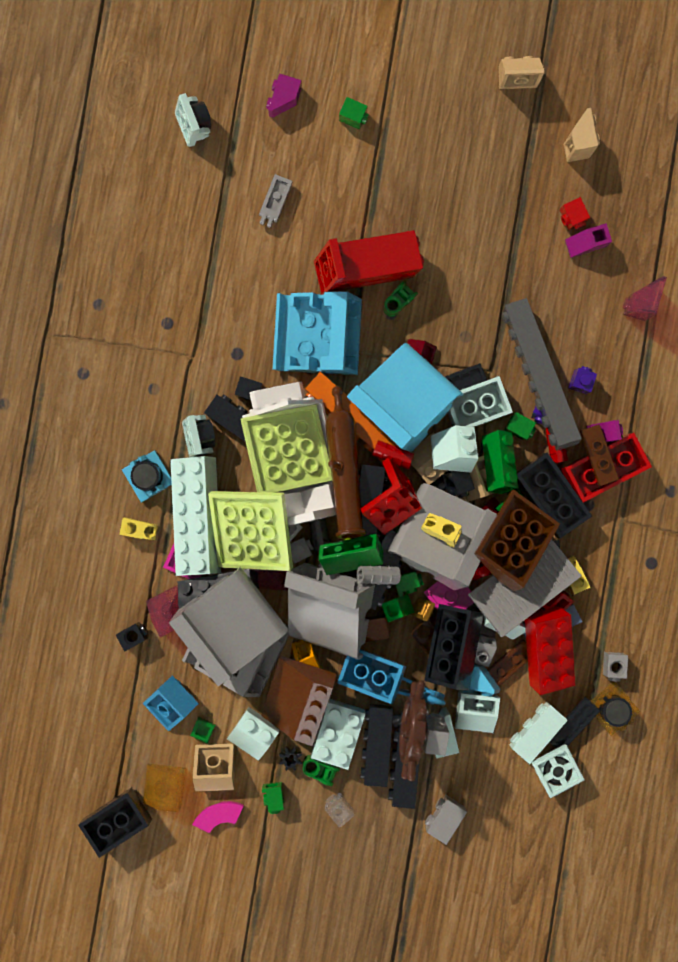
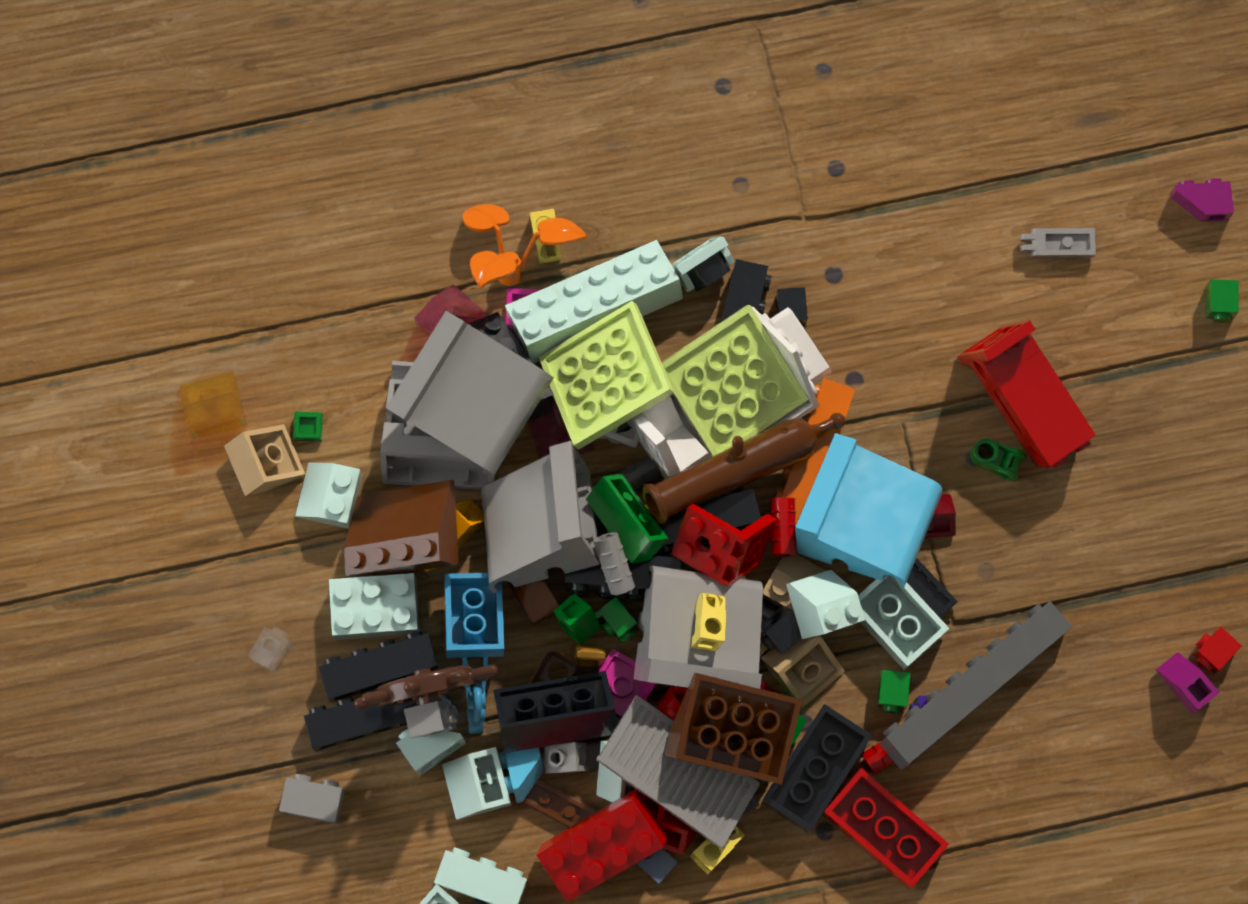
camera: 70 degrees right, 10 degrees down
(115, 822) = (143, 357): black brick -> none
(125, 640) = (397, 272): black brick -> none
(146, 475) = (621, 220): piece -> none
(147, 577) = (507, 266): none -> orange plant
(170, 703) = (329, 368): dark azure slope -> none
(192, 119) = (1120, 94): light aqua piece -> none
(218, 813) = (202, 490): dark pink tile -> none
(274, 797) = (253, 555): green brick -> none
(294, 761) = (310, 551): black gear -> none
(301, 549) = (604, 458): light grey brick -> none
(317, 333) = (906, 368): medium azure panel -> none
(322, 772) = (314, 605): green piece -> none
(500, 462) = (833, 677): green brick -> none
(582, 380) = (993, 750): dark purple brick -> none
(599, 455) = (897, 805): reddish brown plate -> none
(611, 430) = (933, 807): magenta slope -> none
(645, 302) = (1138, 790): clear pink slope -> none

